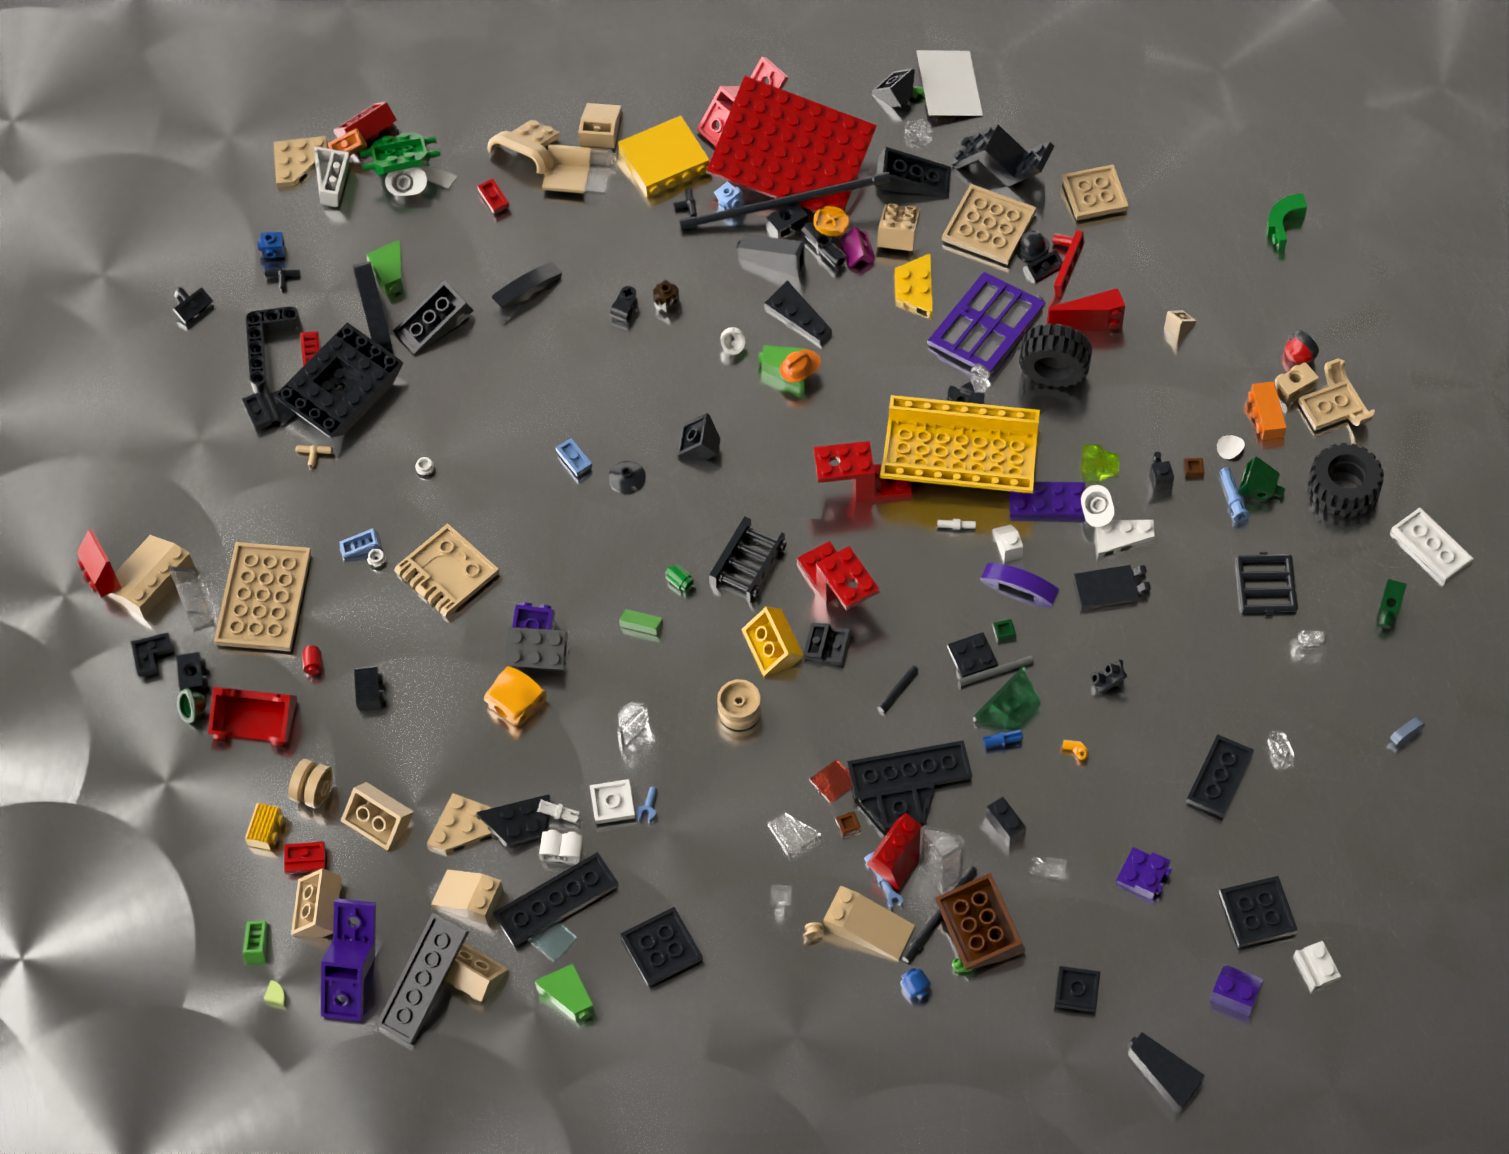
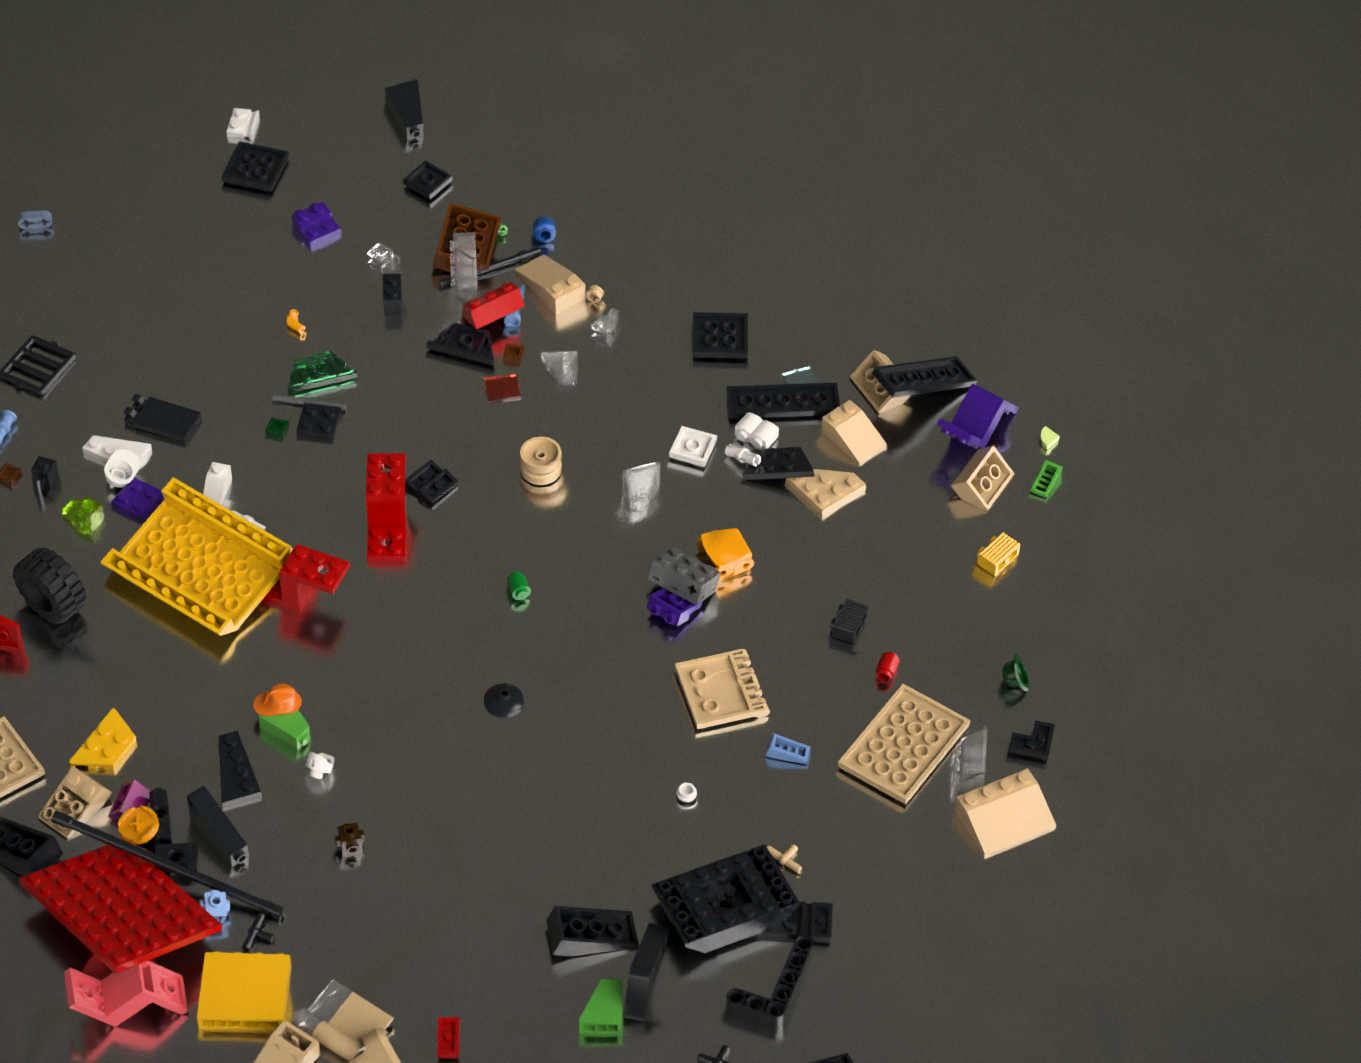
camera: 155 degrees left, 10 degrees down
(97, 566) = (1051, 824): slope -> none
(187, 665) = (1004, 703): black brick -> none
(251, 714) = (959, 648): red windscreen -> none
(304, 857) = (974, 518): red plate -> none
(307, 340) = (729, 973): red slope -> none
(310, 783) = (942, 556): tan wheel -> none
(376, 553) = (780, 726): white plate -> none
(376, 815) = (895, 520): tan slope -> none
(525, 285) = (478, 917): black slope -> none
(566, 992) = (815, 336): bright green slope -> none
(574, 457) = (541, 733): medium blue plate -> none
(624, 304) = (396, 851): black piece -> none
(640, 622) = (576, 569): bright green slope -> none
(647, 808) = (666, 426): medium blue bar -> none
(699, 439) = (419, 691): black slope -> none
(736, 545) = (449, 588): black fence -> none
(772, 641) = (476, 499): yellow slope -> none
(898, 688) = (399, 425): black bar -> none
(910, 768) = (437, 363): black plate -> none
(965, 394) = (149, 620): black plate -> none
(987, 324) = (73, 673): dark purple door -> none
(1002, 738) = (346, 351): blue axle -> none
(1020, 580) = (236, 454): dark purple slope -> none
(1110, 676) = (225, 348): black hips -> none
(1220, 775) = (202, 255): black plate -> none
(1236, 990) = (314, 130): dark purple slope -> none
(1277, 750) = (142, 255): clear beam -> none
(1311, 639) = (43, 305): clear hair -> none

